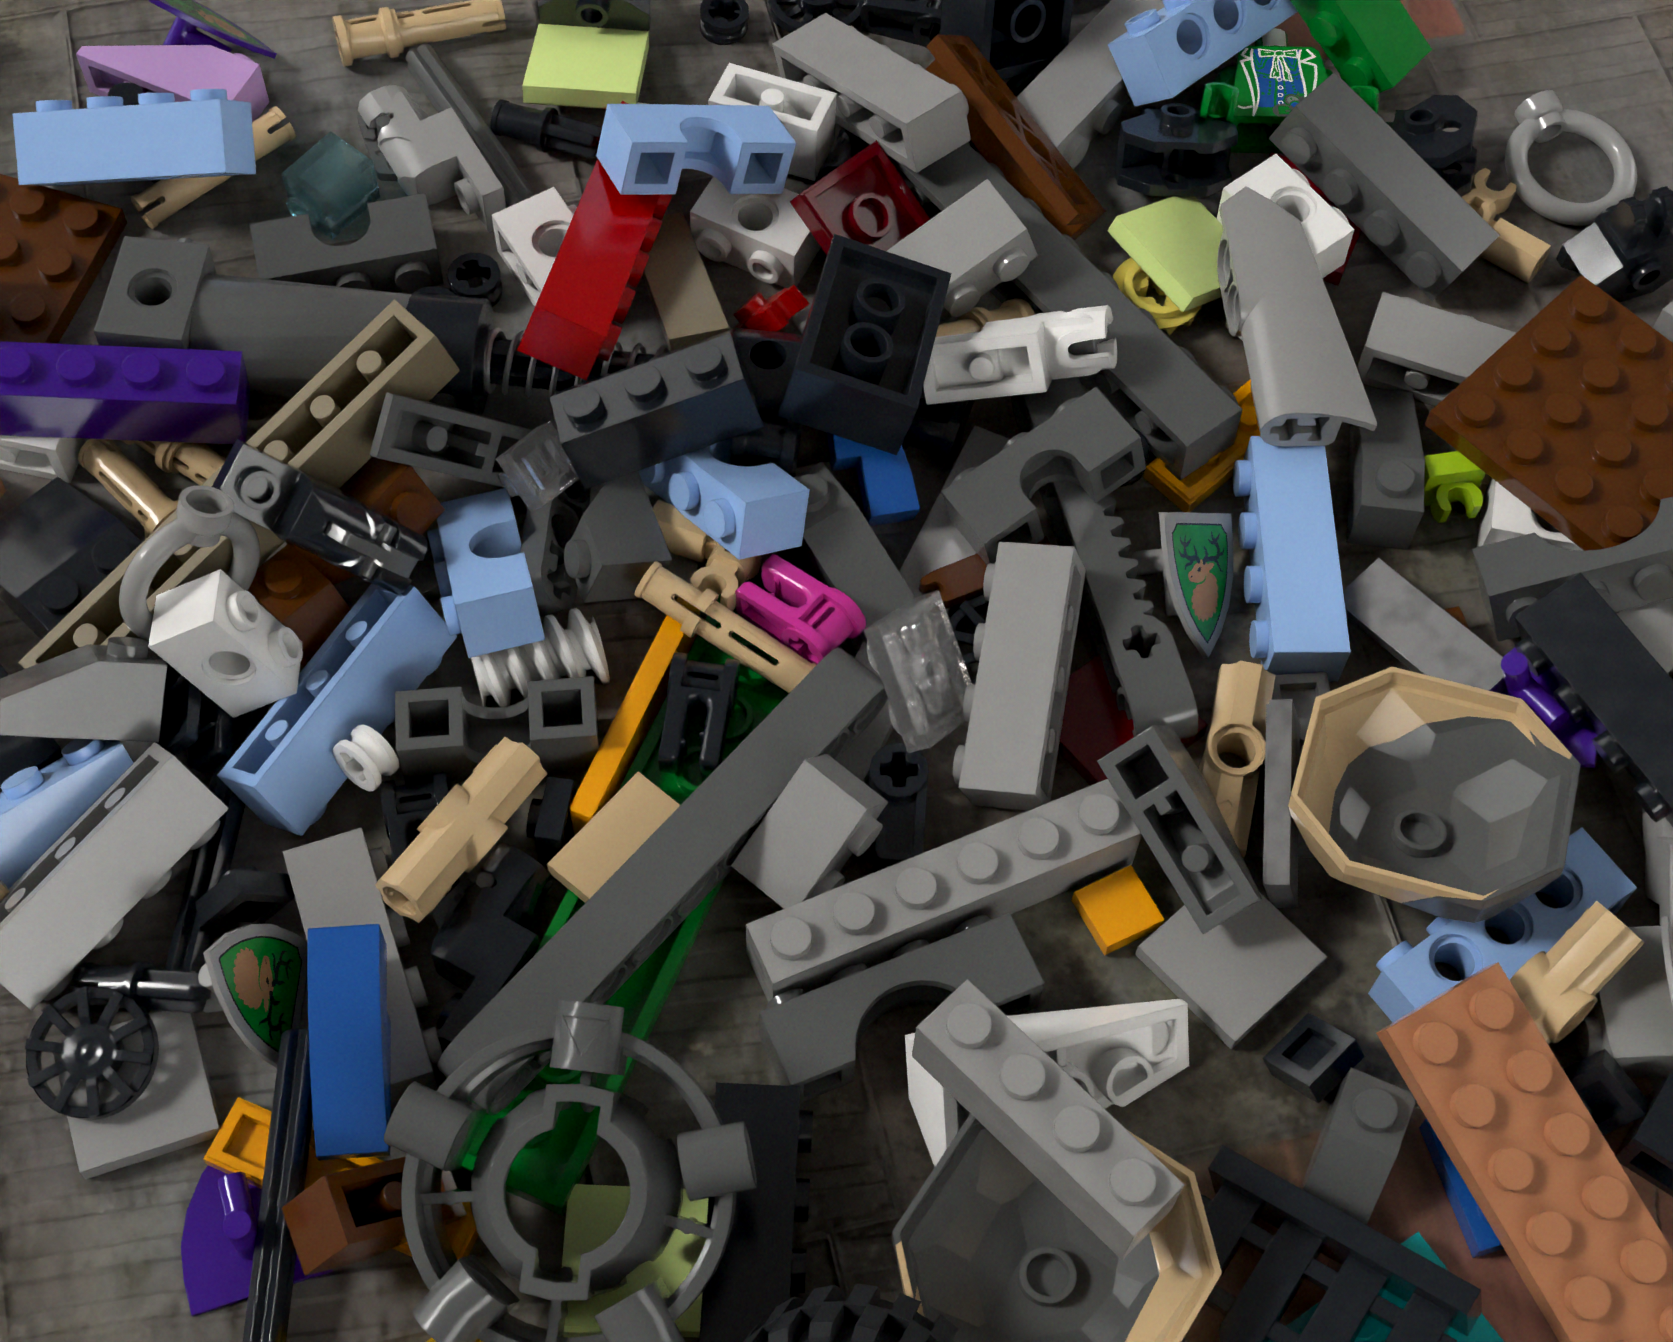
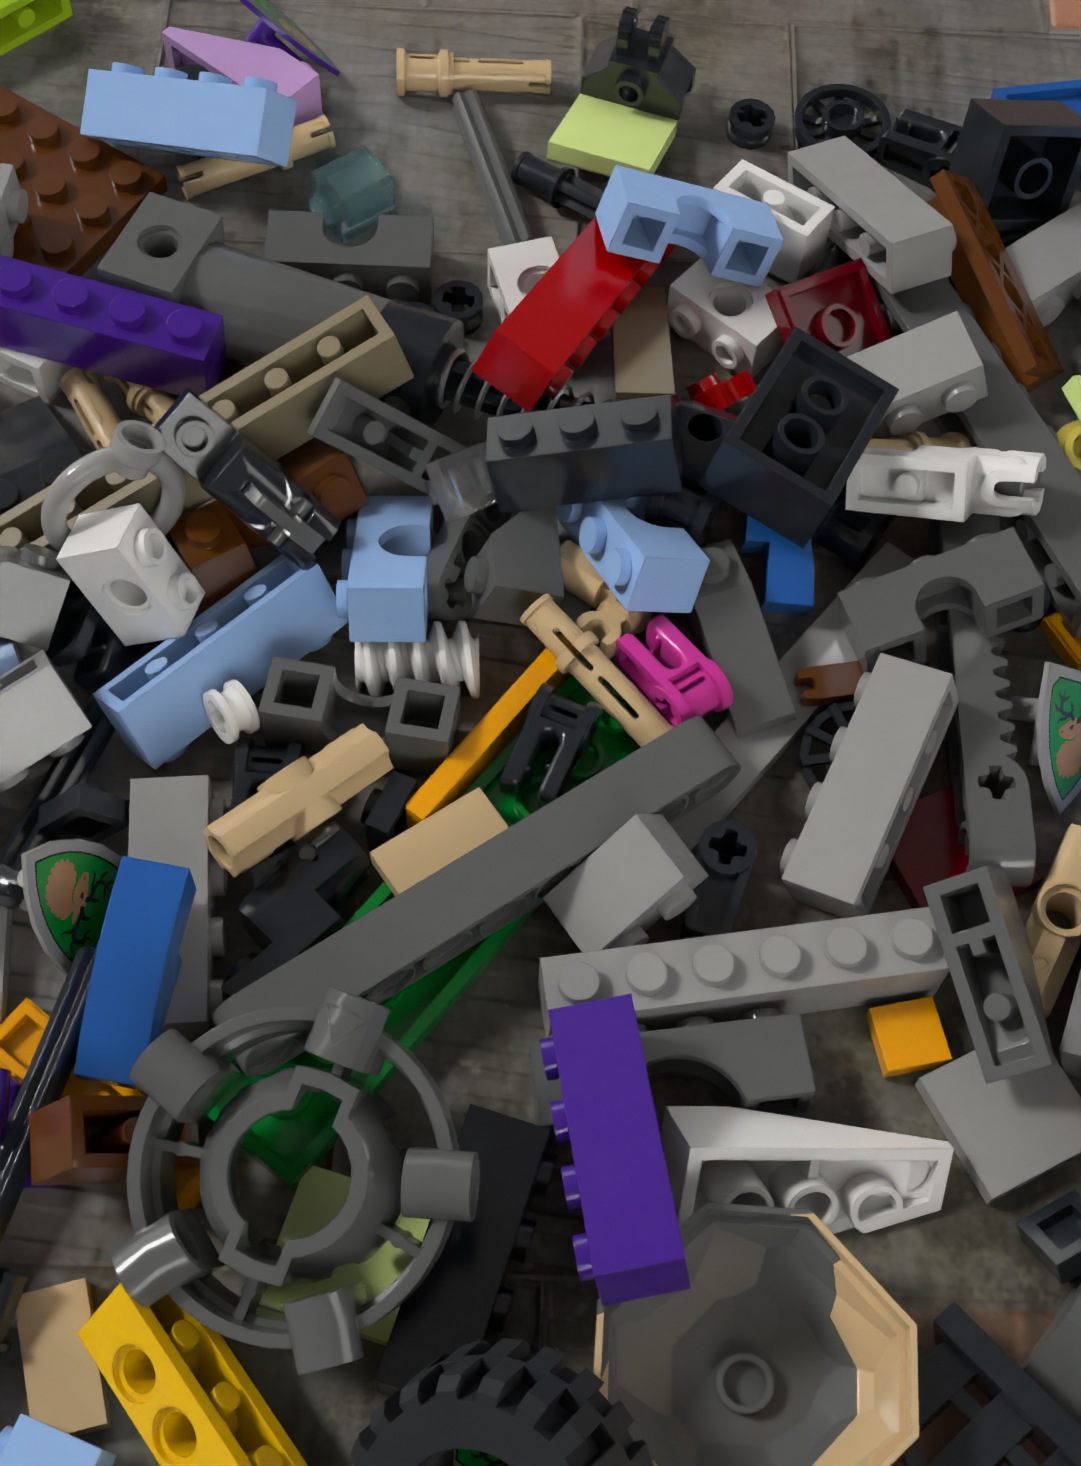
camera: 15 degrees right, 0 degrees up
(427, 153) = (447, 183): light grey plate -> none
(874, 1085) = (617, 1152): none -> dark purple brick
(920, 670) = (772, 757): clear plate -> none
(1045, 1119) = (779, 1232): light grey brick -> none

